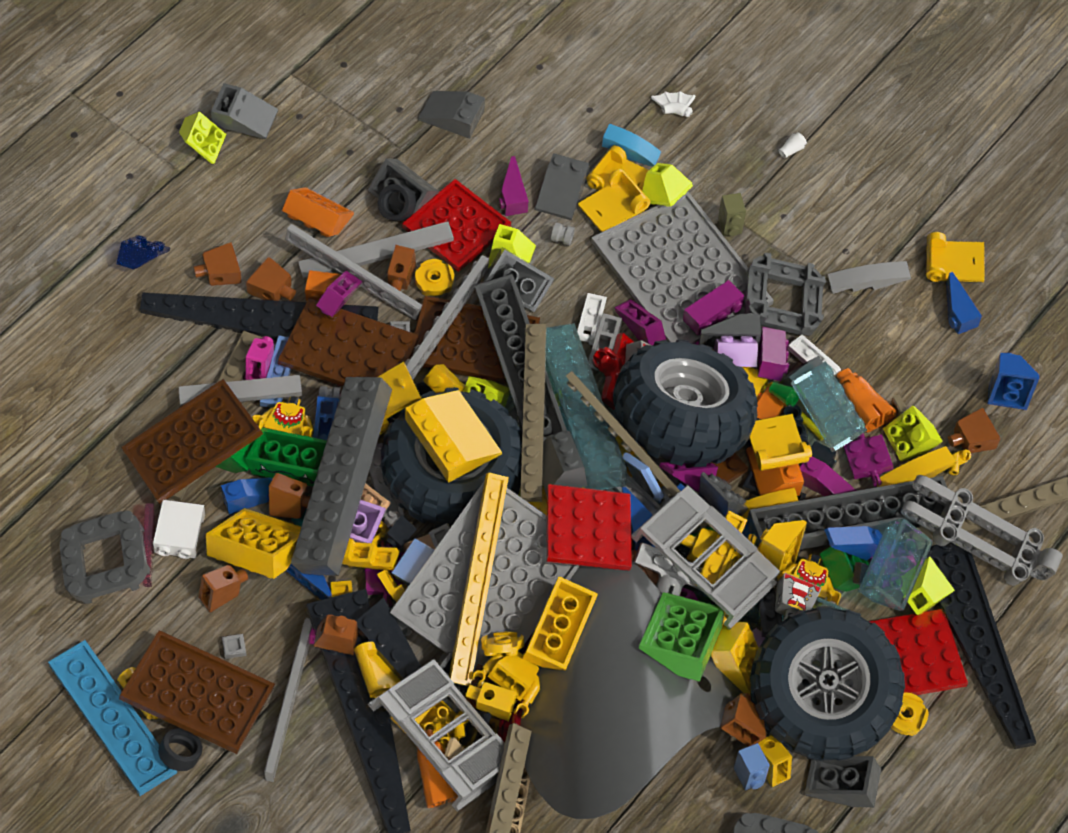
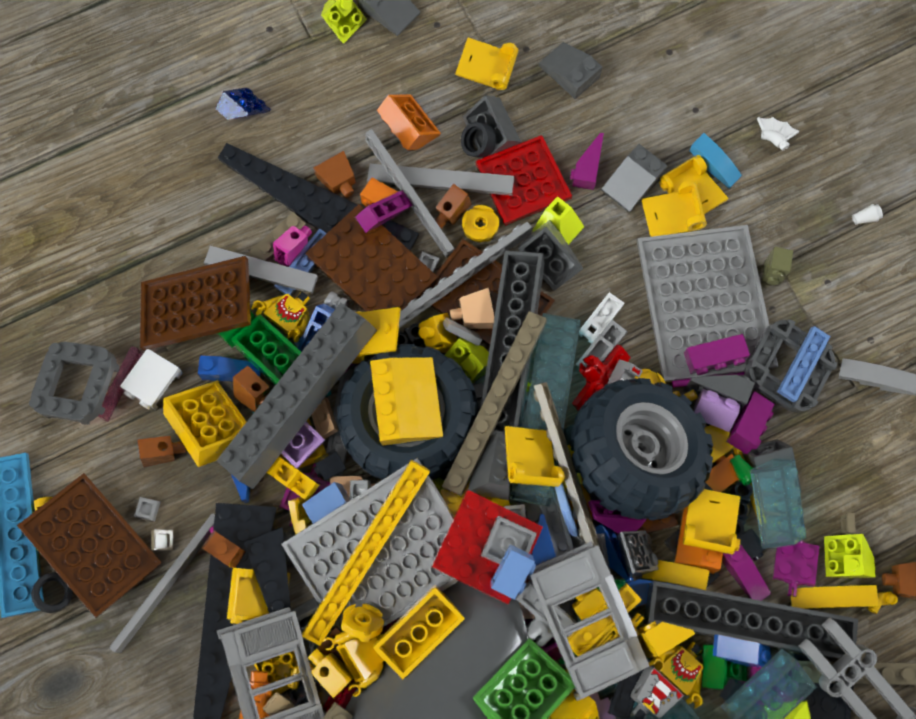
camera: 30 degrees right, 15 degrees up
(219, 266) = (301, 142): dark orange torso -> none
(265, 665) = (161, 540): none -> tile
(341, 587) = (259, 496): yellow plate -> none
(369, 133) = (488, 63): none -> yellow door
(467, 371) = (462, 331): none -> light grey tile
(471, 351) = (475, 310): none -> light nougat torso
(562, 234) = (613, 224): light grey wheel -> none
(591, 439) = (531, 458): none -> yellow door
(608, 514) = (502, 535): none -> light grey tile
(623, 530) = (512, 572): none -> medium blue brick
(641, 322) = (644, 341): magenta slope -> none
(665, 184) = (728, 213): neon yellow slope -> none
(795, 287) = (803, 364): none -> medium blue plate
(805, 351) = (788, 433): white plate -> none
(867, 402) = (819, 504): orange piece -> none

